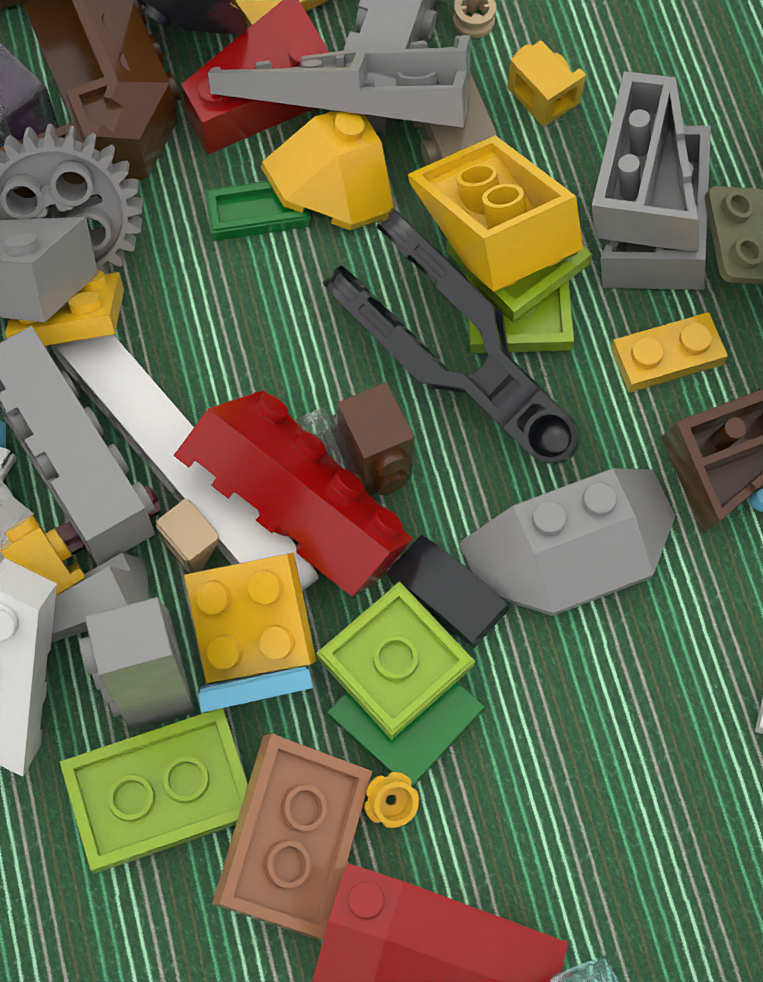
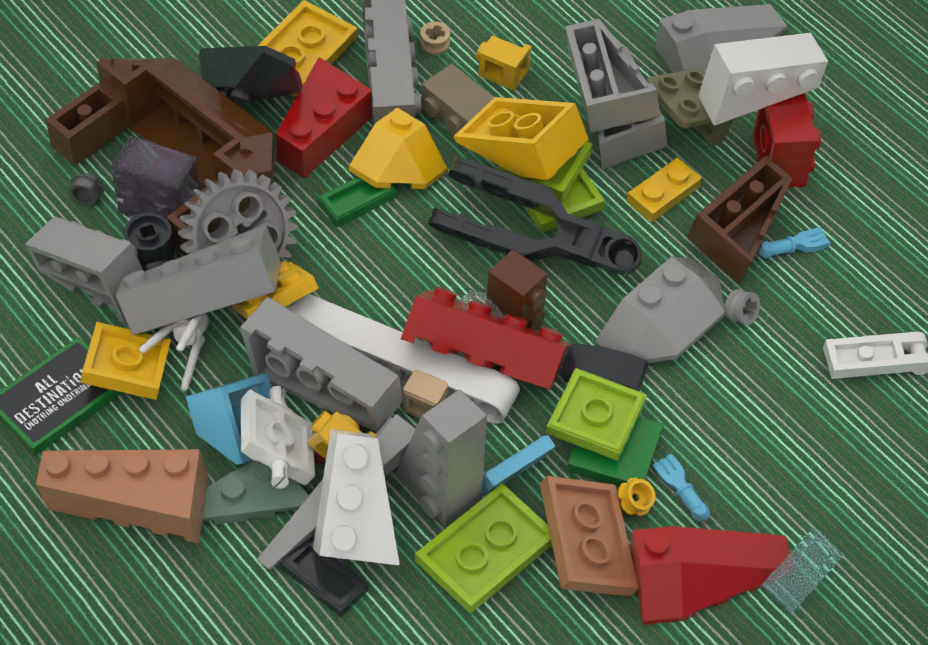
camera: 25 degrees left, 15 degrees down
(250, 618) = (509, 419): yellow plate -> none
(388, 83) = (411, 87): light grey wedge -> none
(462, 789) = (675, 478): none -> medium azure piece
(681, 575) = (742, 306): none -> light grey bush

